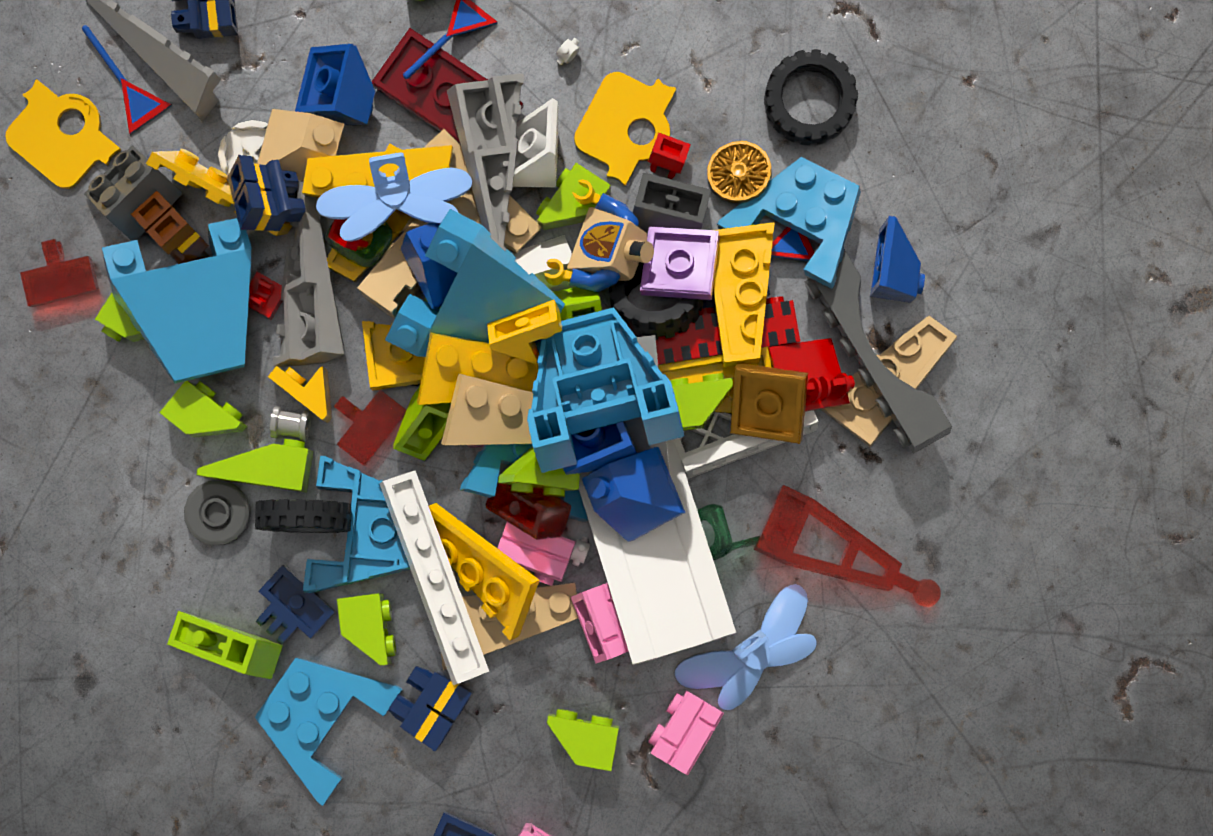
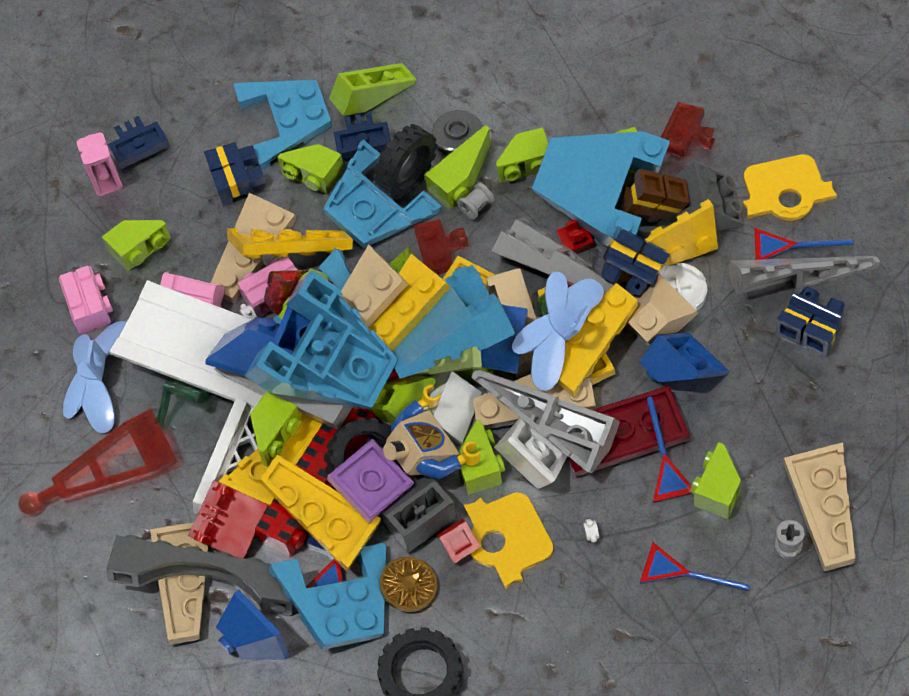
camera: 135 degrees right, 25 degrees down
(314, 394) = (483, 220): yellow slope -> none
(434, 577) = (305, 212): white plate -> none
(518, 332) = (401, 337): yellow slope -> none
(769, 403) = (227, 467): pearl gold tile -> none

